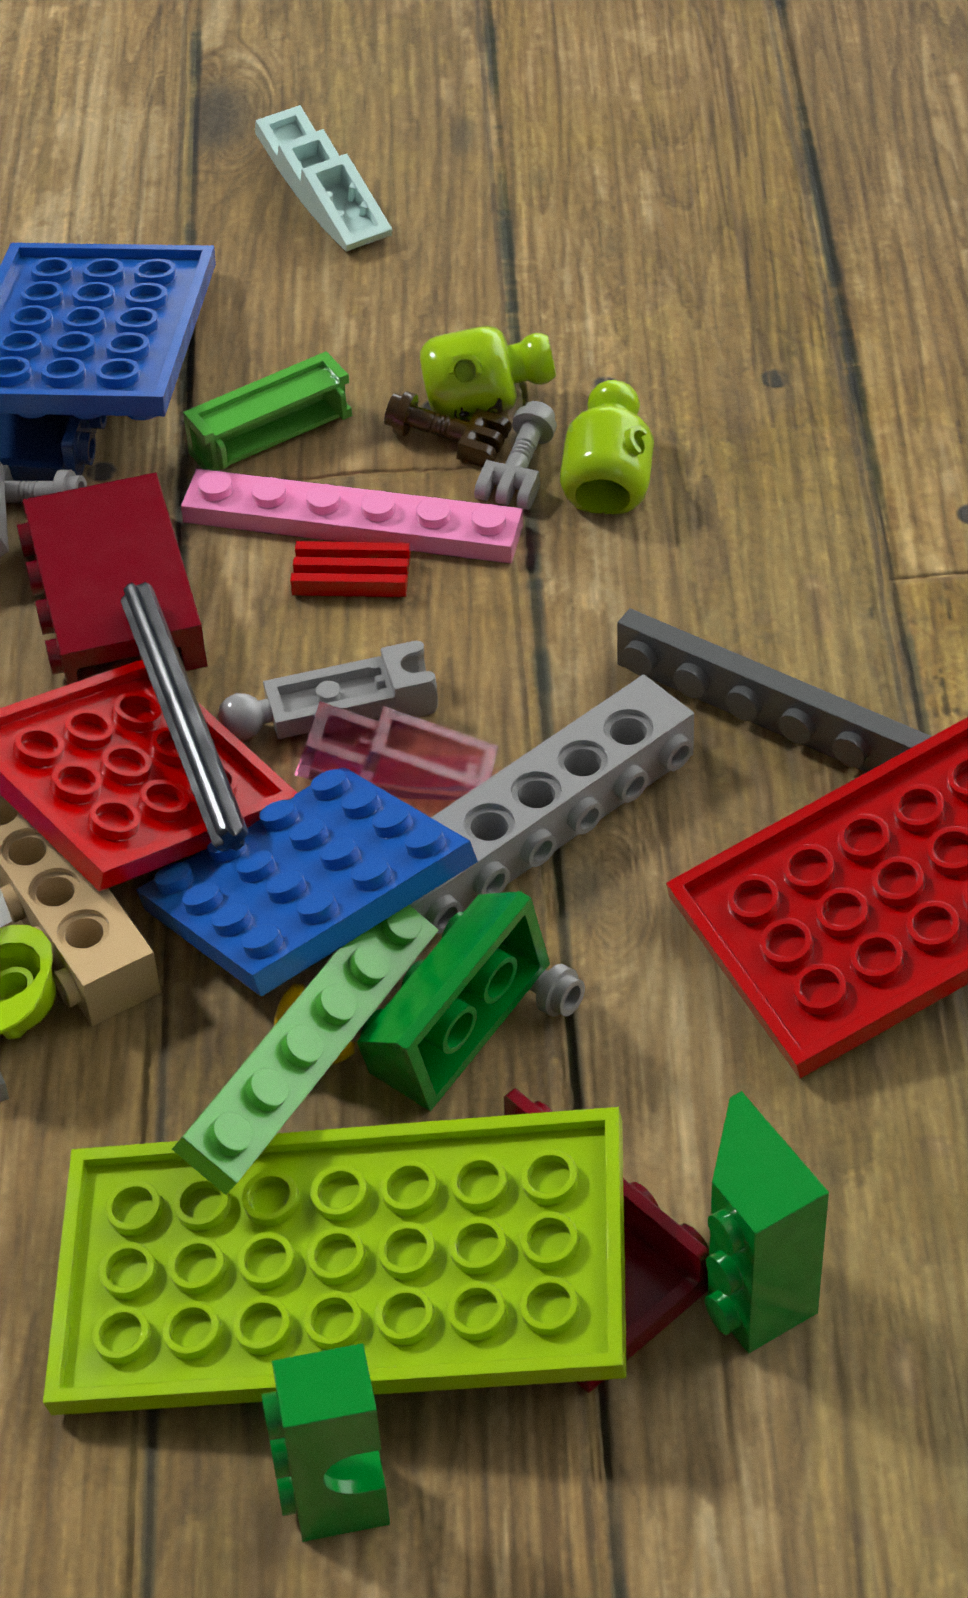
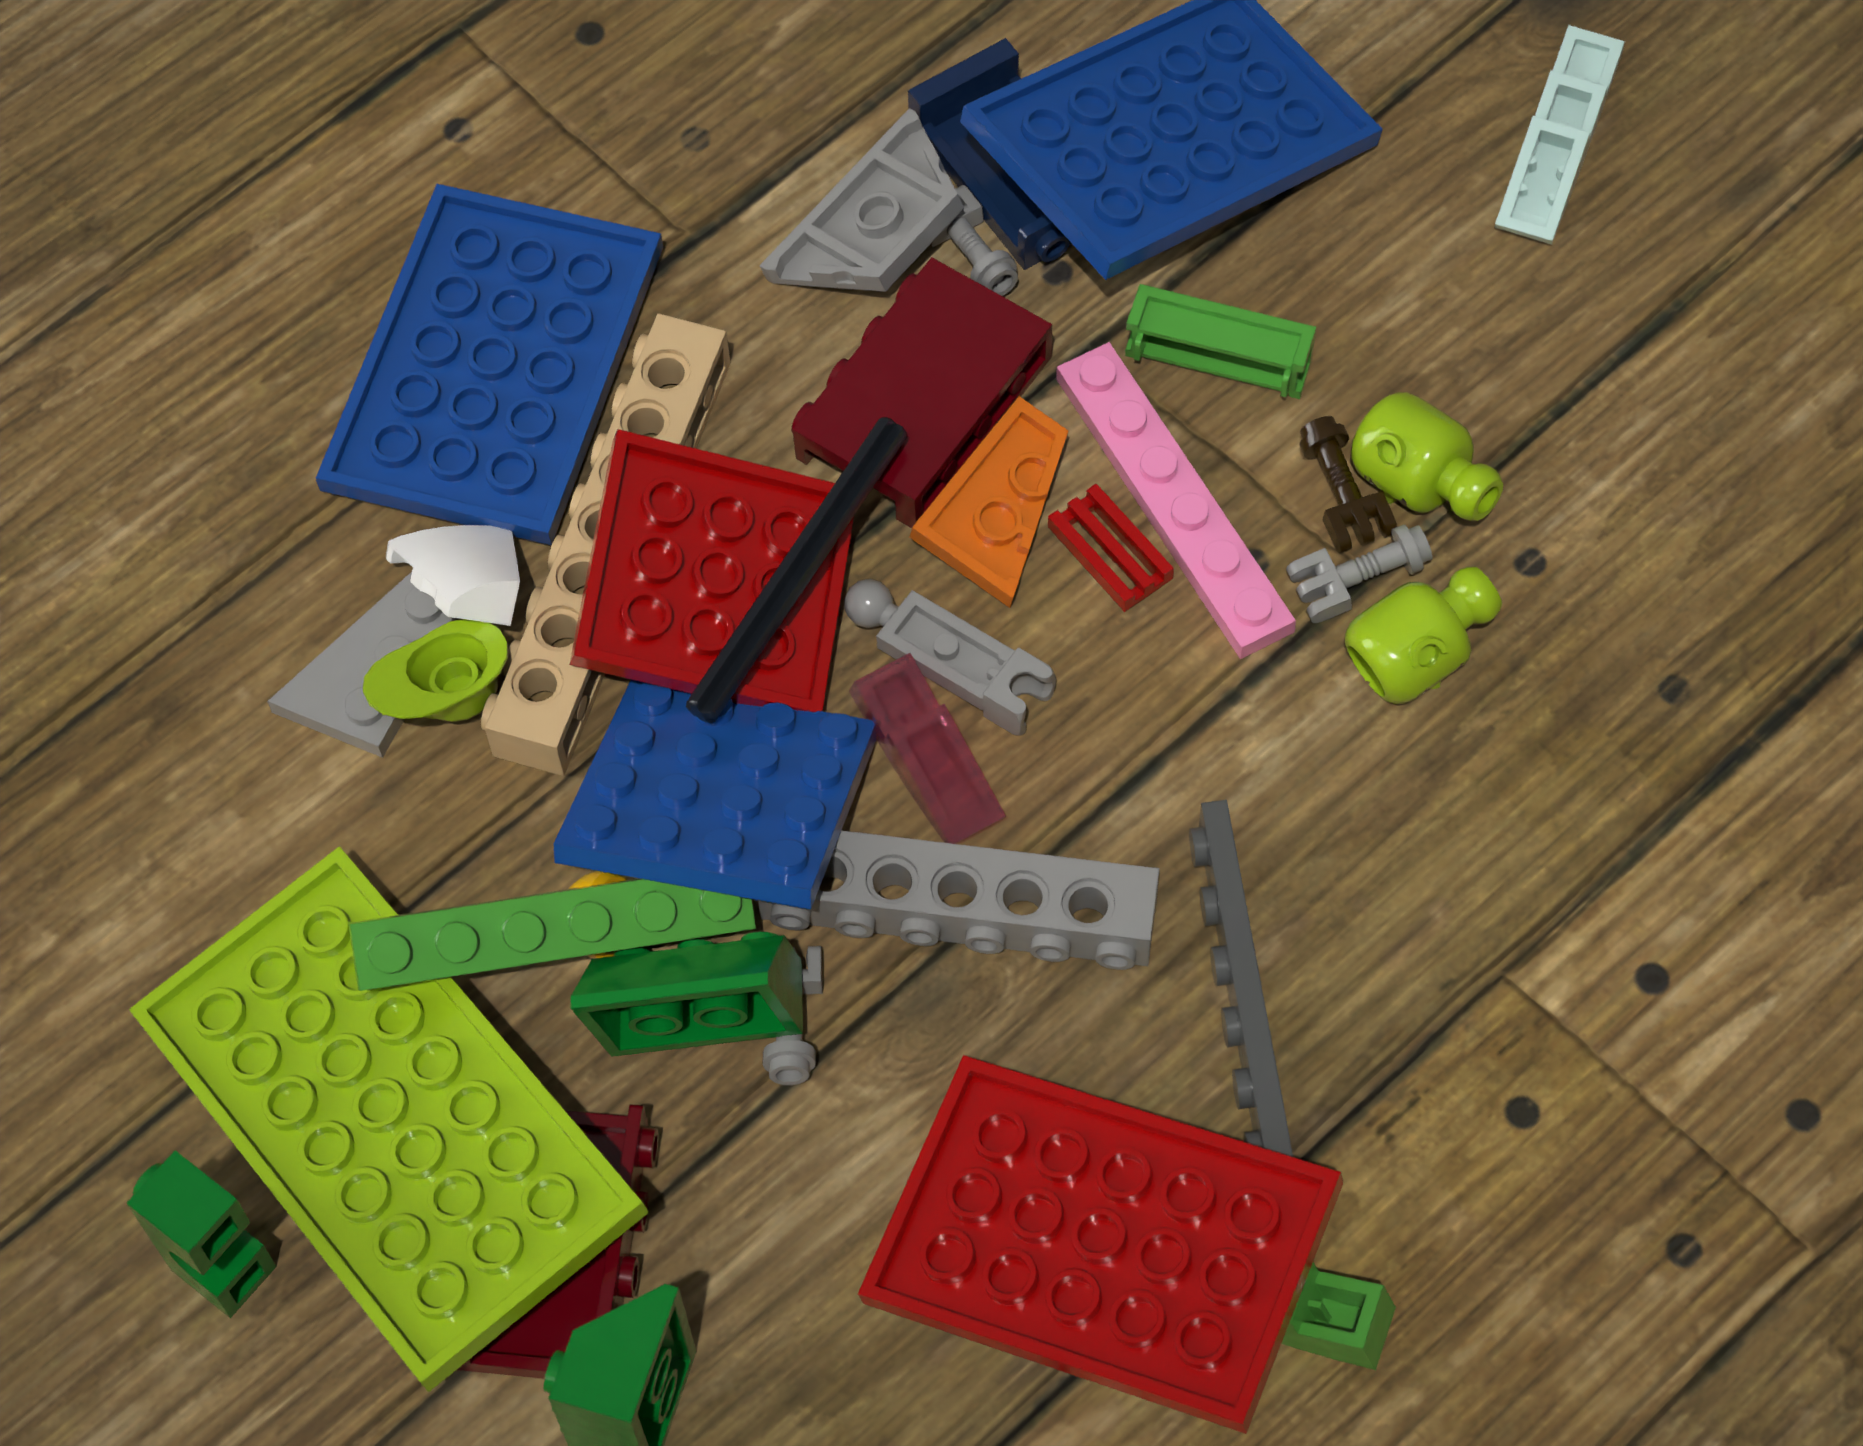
camera: 50 degrees right, 15 degrees up
(244, 604) = (995, 501): none -> orange wing

